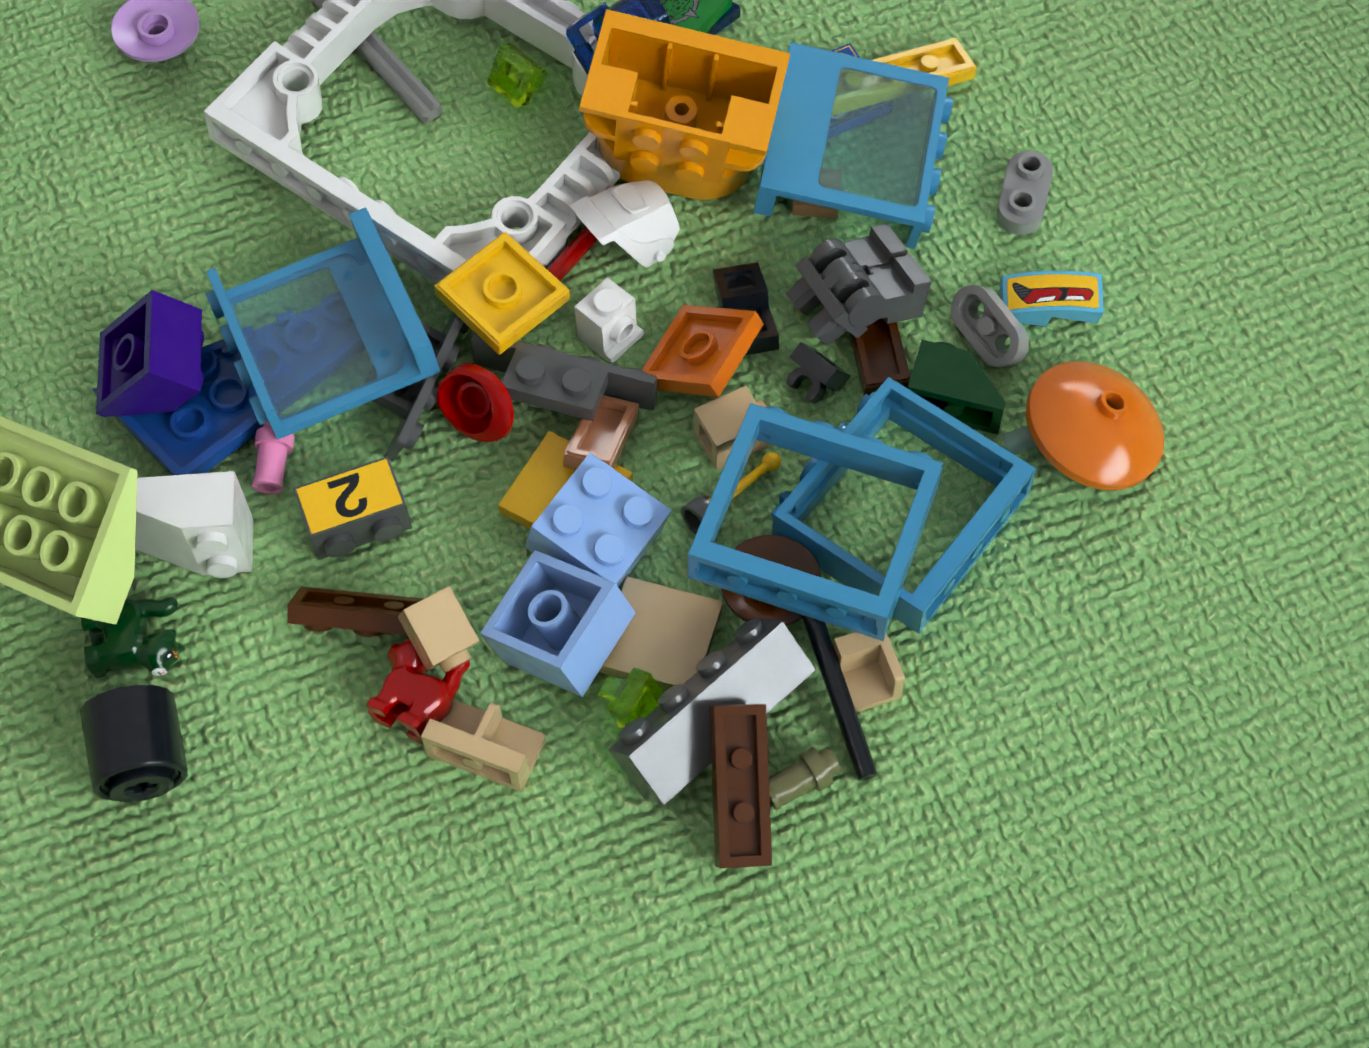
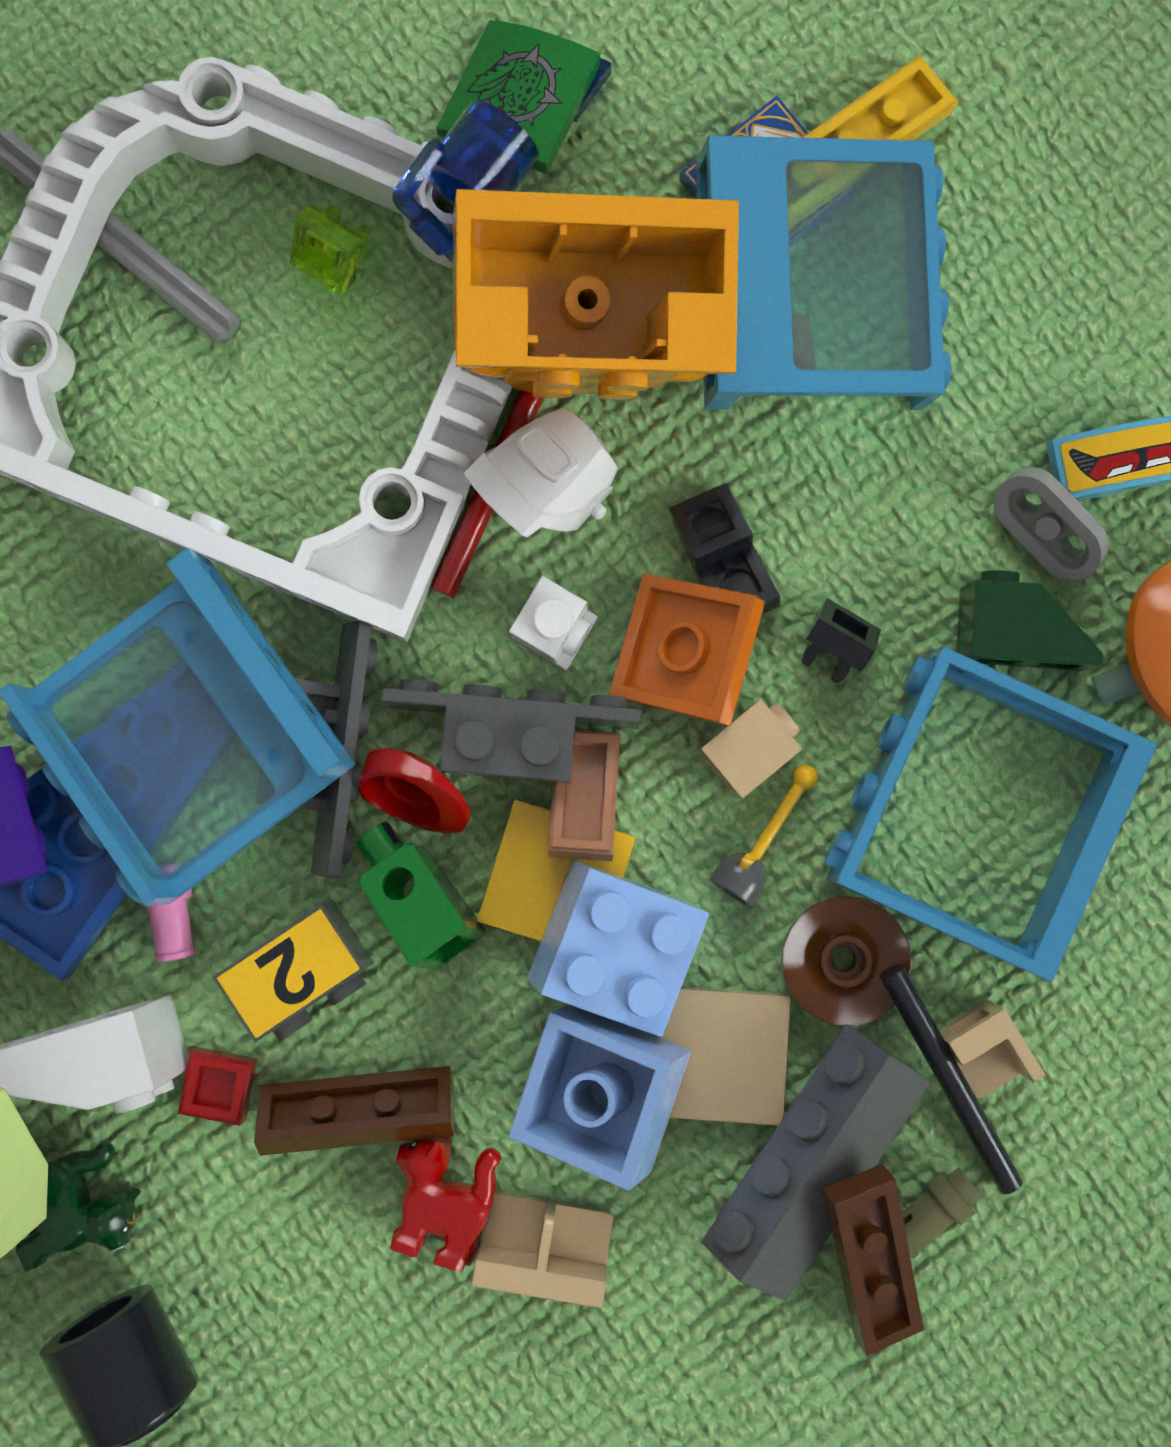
camera: 10 degrees left, 25 degrees up
(268, 584) = (217, 1086): none -> red tile
(439, 630) = (457, 1154): tan brick -> none
(455, 457) = (434, 918): none -> green torso
(502, 292) = (406, 630): yellow tile -> none
(631, 697) = (710, 1162): clear neon green tile -> none
(794, 588) = (1006, 1022): dark azure window -> none
(859, 284) = (874, 501): dark grey hips -> none
(880, 356) = (906, 579): reddish brown tile -> none
(1027, 189) = (1055, 289): light grey plate -> none

